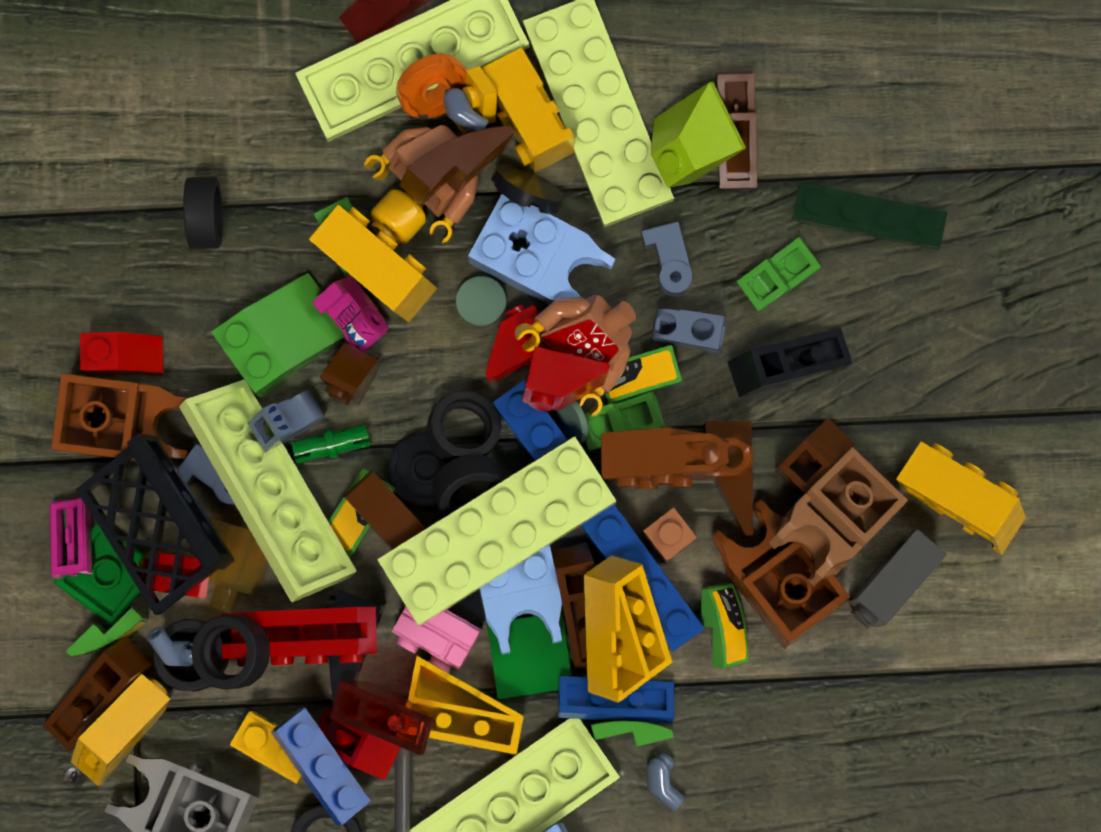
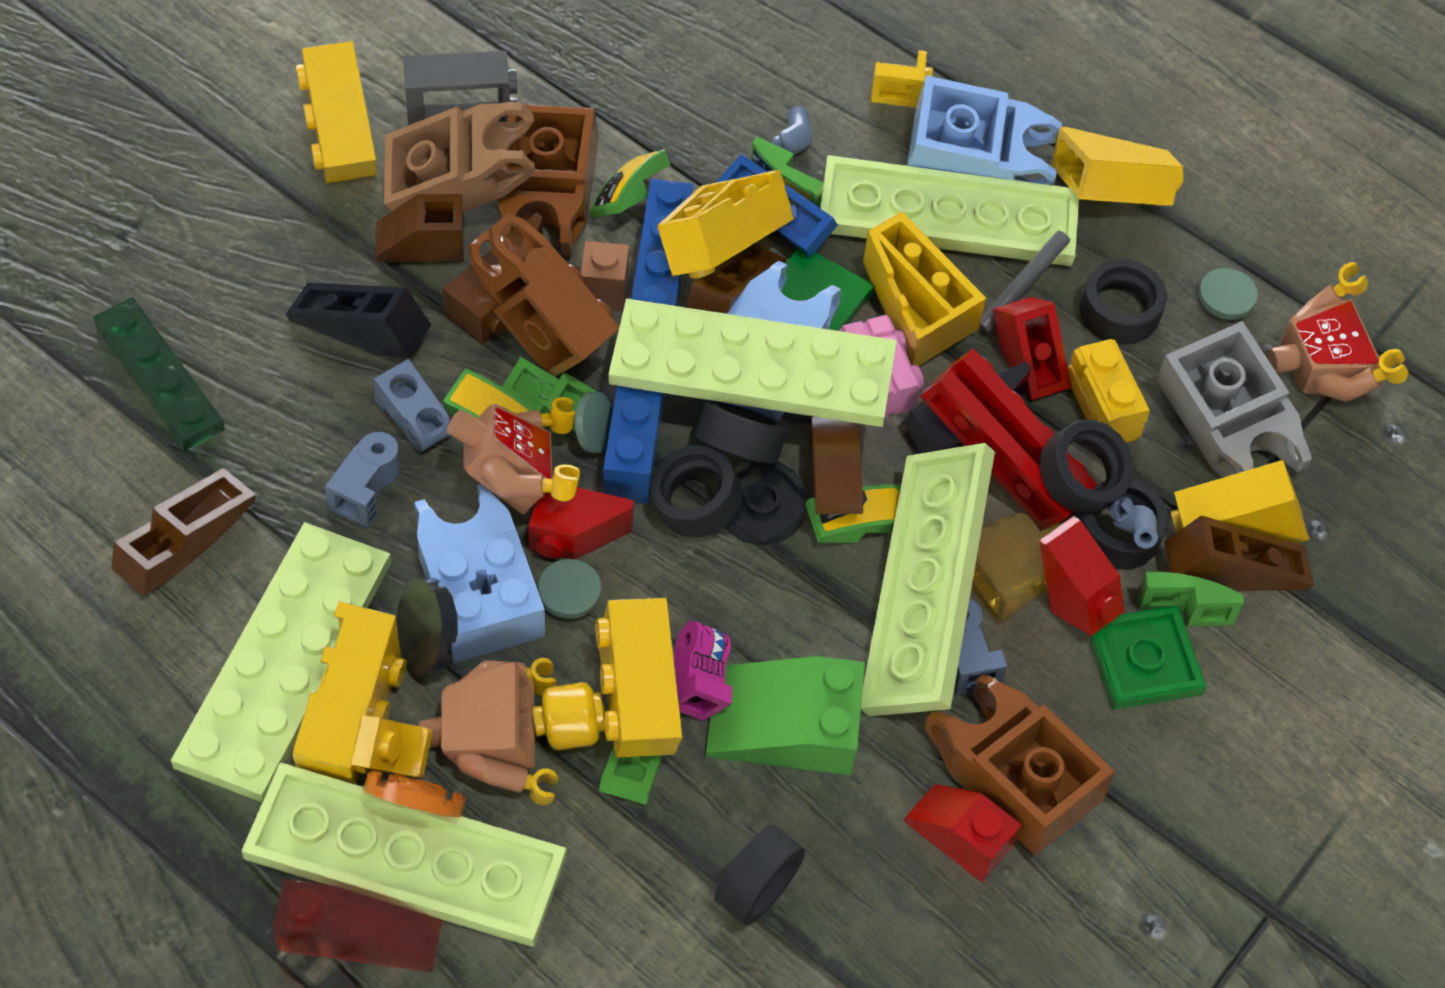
camera: 145 degrees left, 25 degrees down
(74, 516) = (1133, 737): dark pink tile -> none
(173, 497) = (1026, 617): black fence -> none
(286, 419) = (852, 627): sand blue leg -> none
(320, 766) = (1082, 330): plate -> none
(331, 443) = (828, 587): green pin -> none
(349, 375) = (757, 612): reddish brown slope -> none
(382, 714) = (989, 305): clear red slope -> none
(455, 162) = (472, 680): reddish brown slope -> none
(460, 110) = (413, 740): sand blue arm -> none
(561, 379) = (575, 427): red slope -> none
(694, 137) = (230, 541): lime slope -> none
(779, 274) = (284, 394): bright green slope -> none

